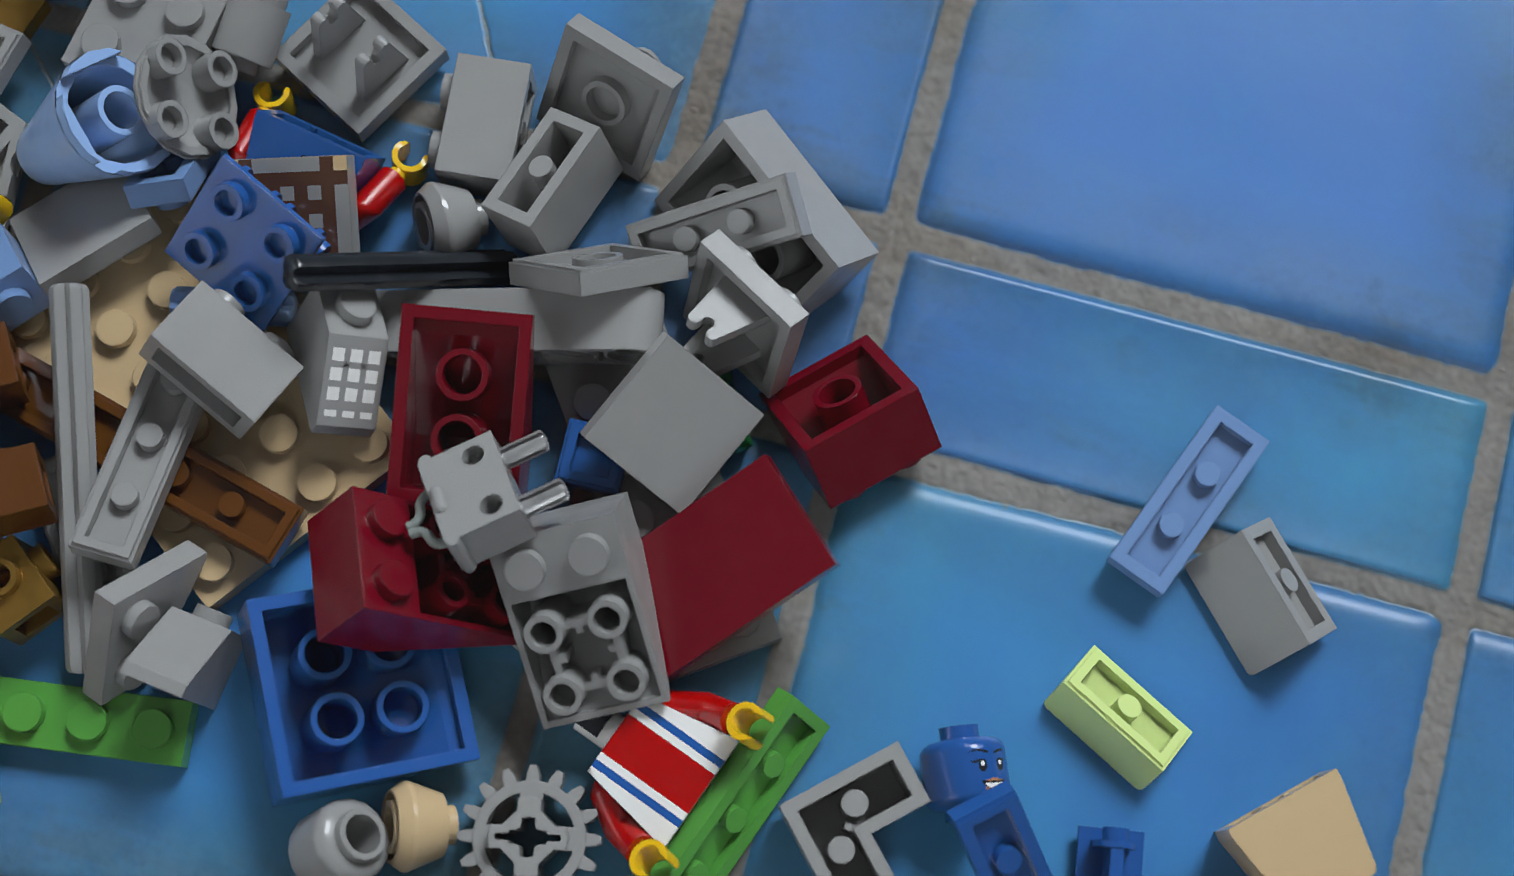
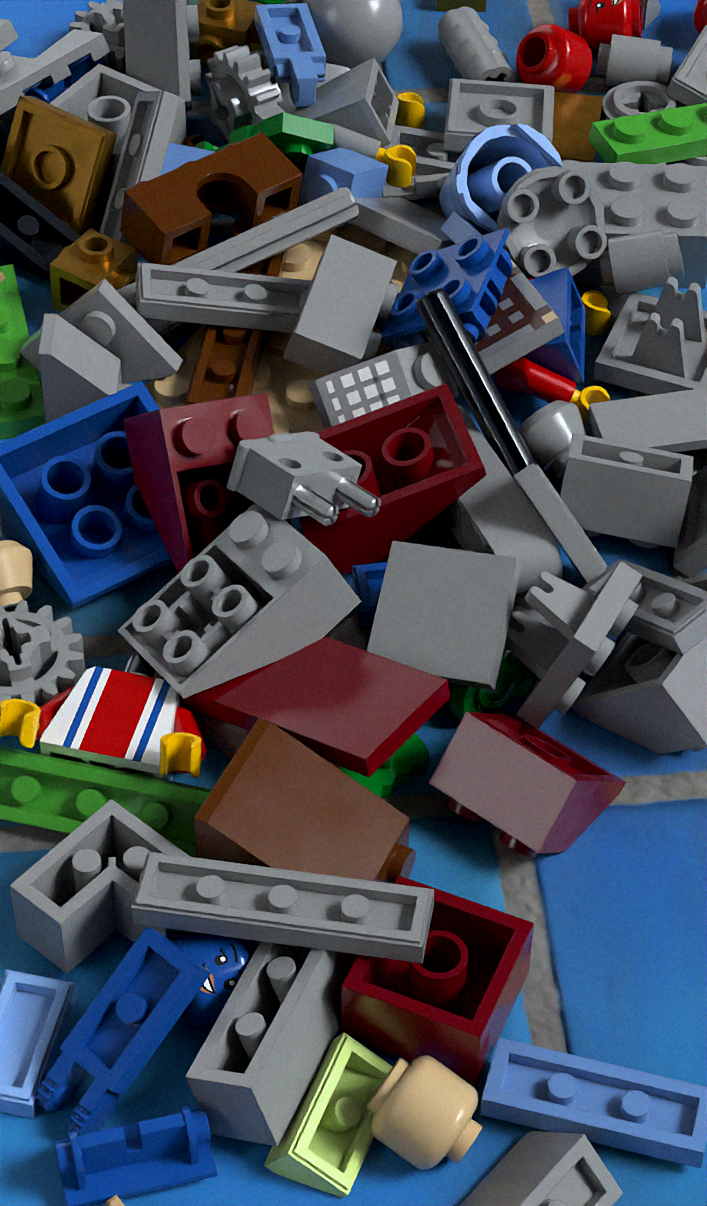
camera: 70 degrees right, 30 degrees down
(867, 645) = (301, 814): none -> reddish brown slope
(966, 696) = (283, 906): none -> light grey tile
(1045, 737) = (269, 1041): none -> light grey brick
(1046, 585) = (452, 1000): none -> dark red brick
(1160, 646) = (424, 1112): none -> tan head

